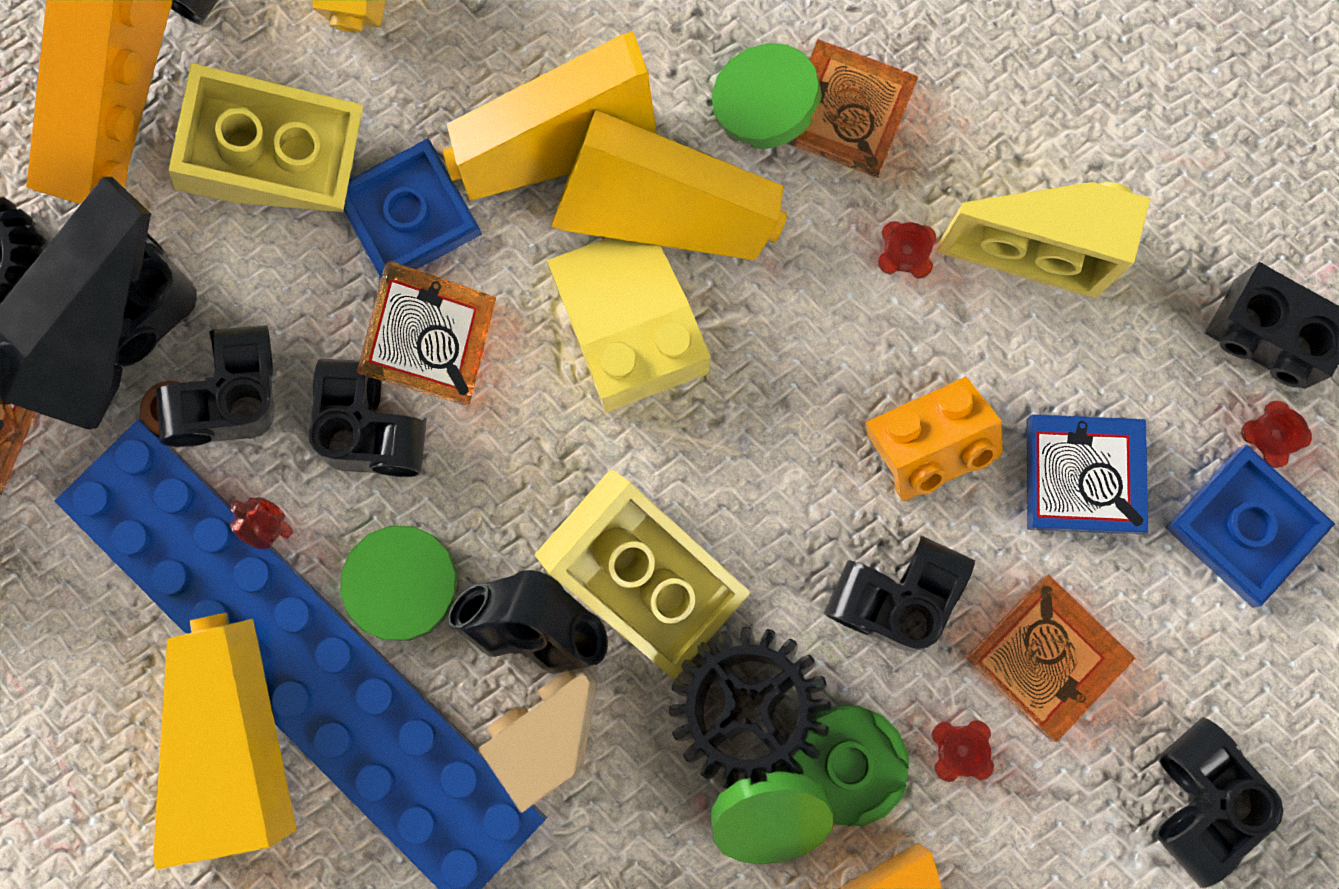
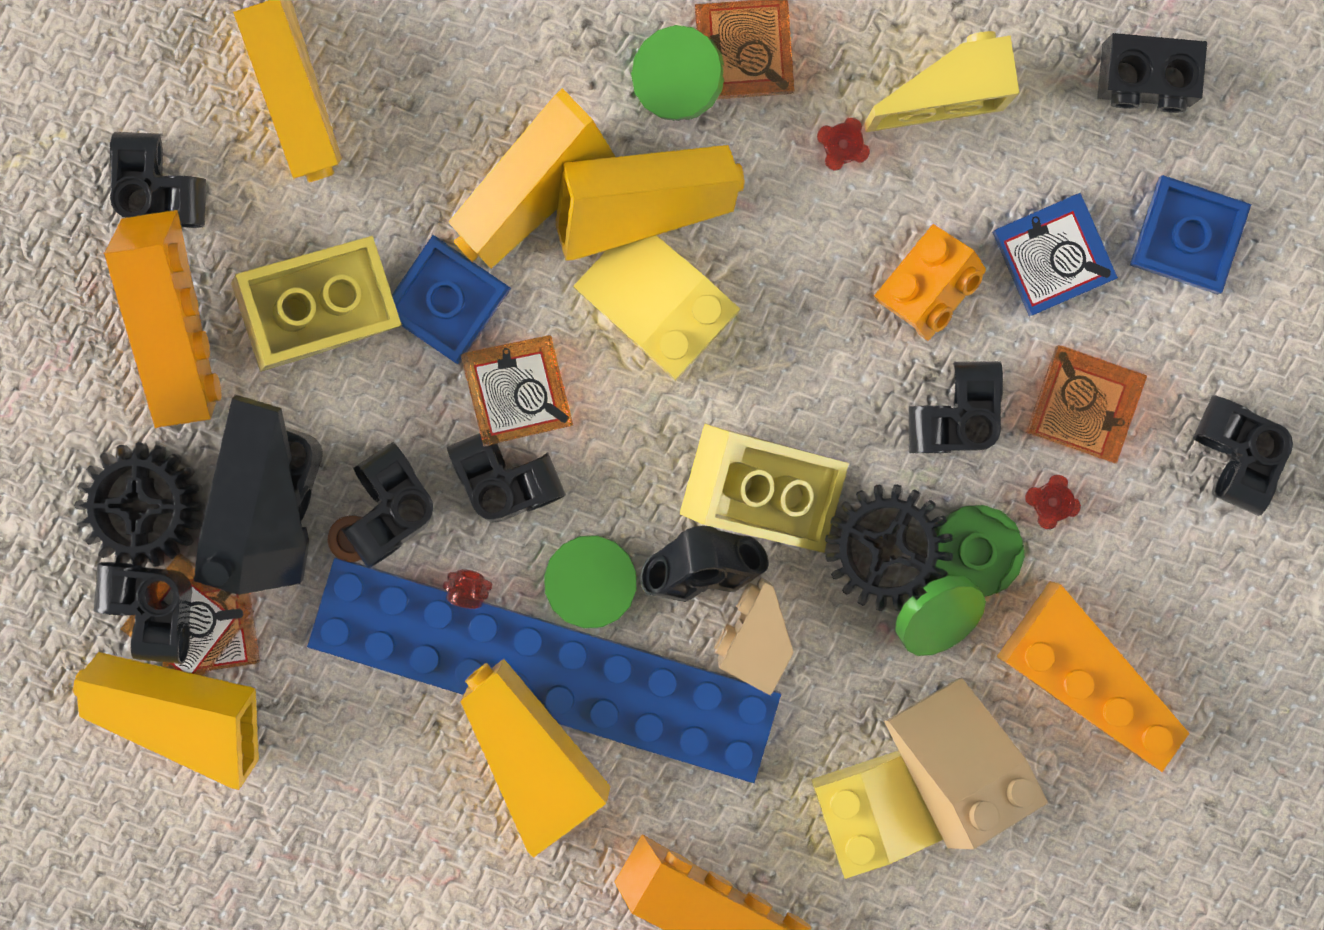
camera: 25 degrees left, 10 degrees up
(1288, 422) = (1195, 150): clear red plate -> none

